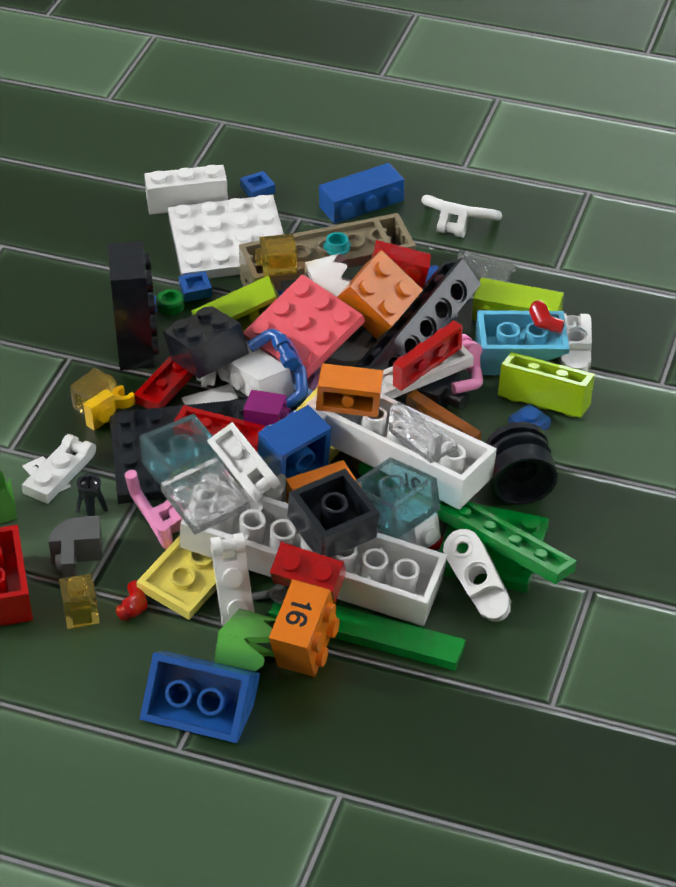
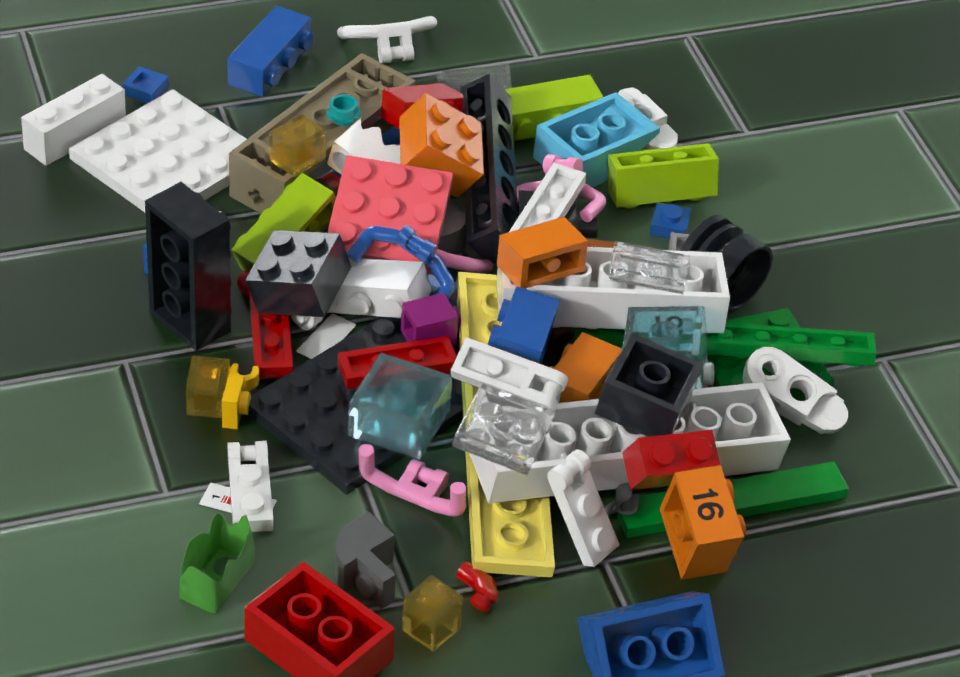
camera: 40 degrees left, 0 degrees up
(88, 488) = (323, 487): black piece -> none
(235, 640) = (656, 574): bright green piece -> none
(427, 355) = (552, 186): red plate -> none
(542, 318) = (612, 106): red arm -> none

